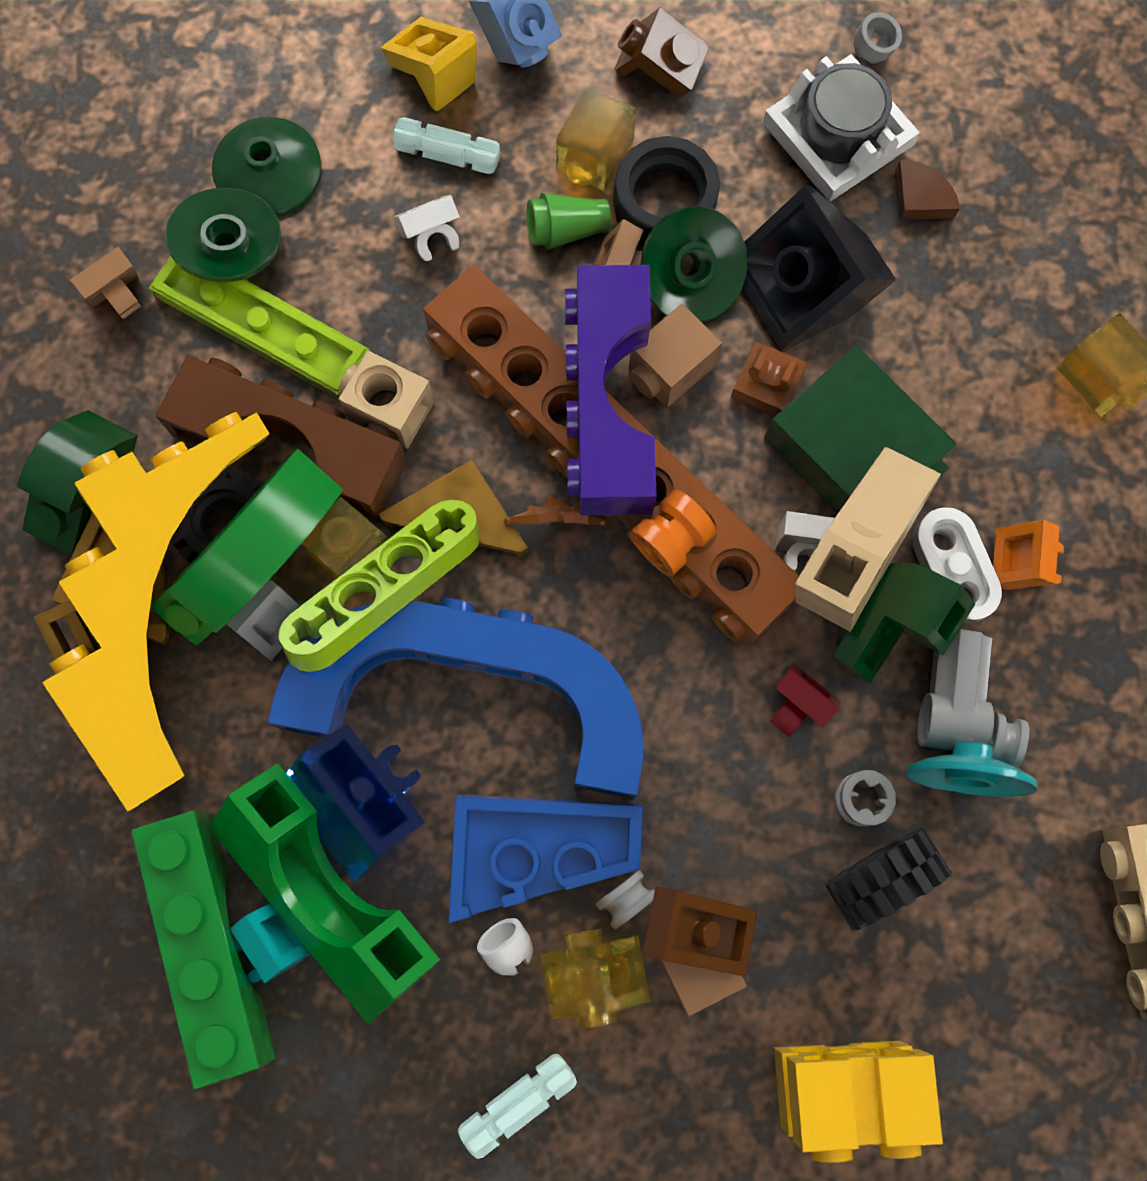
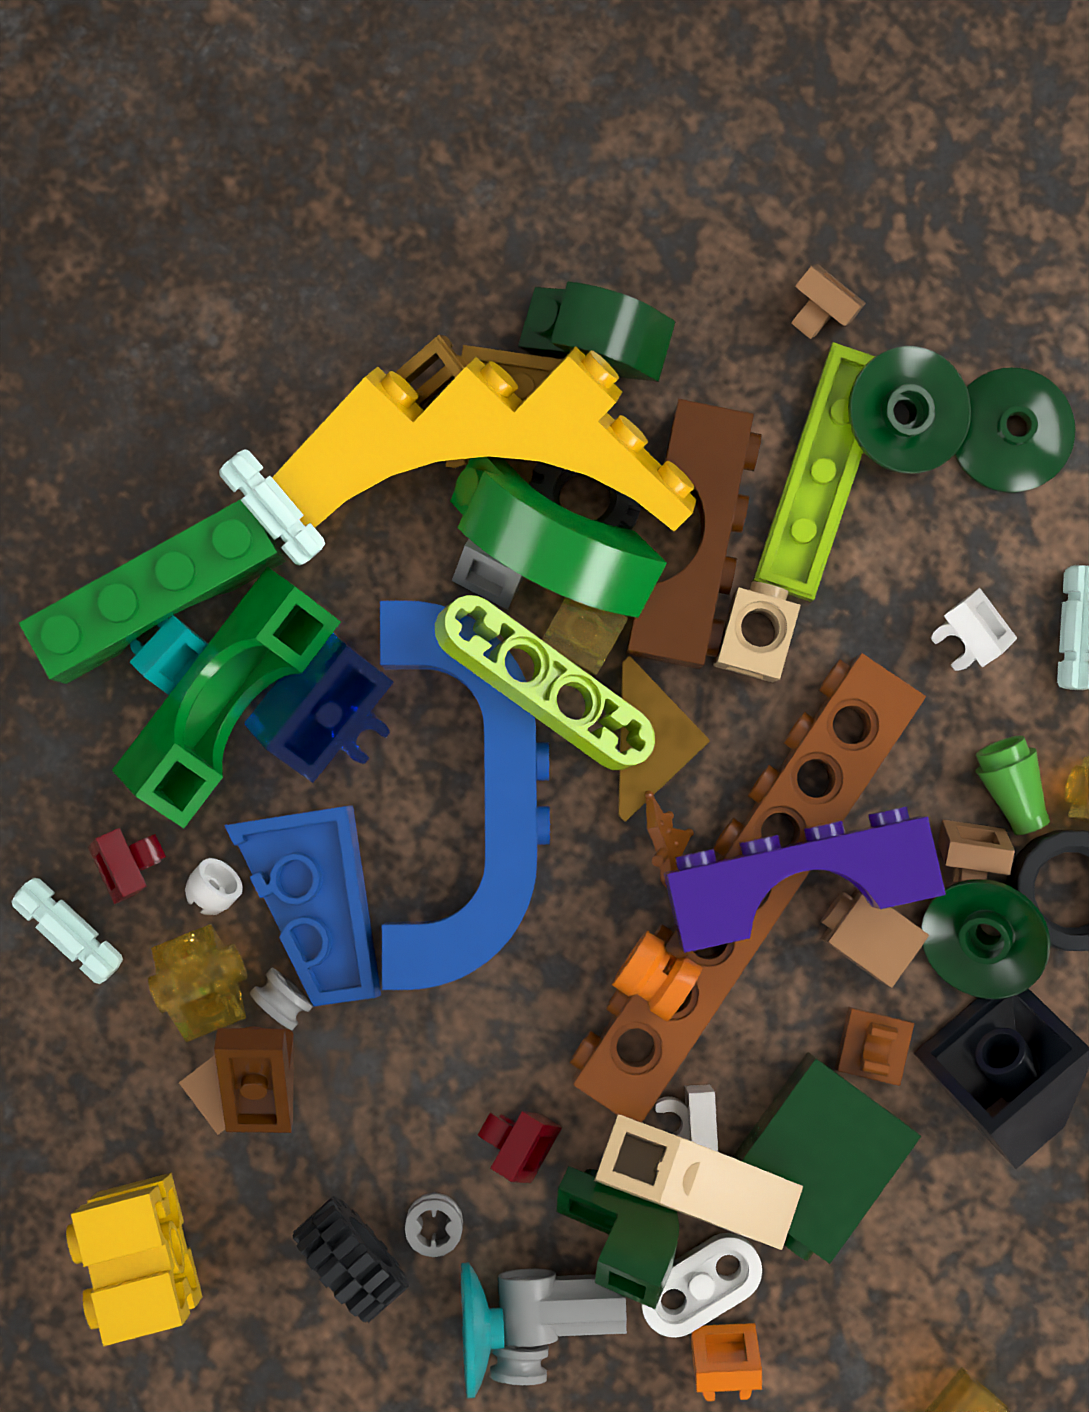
camera: 80 degrees right, 10 degrees up
(147, 806) = (271, 507): none -> light aqua axle
(464, 1033) = (122, 863): none -> dark red tile

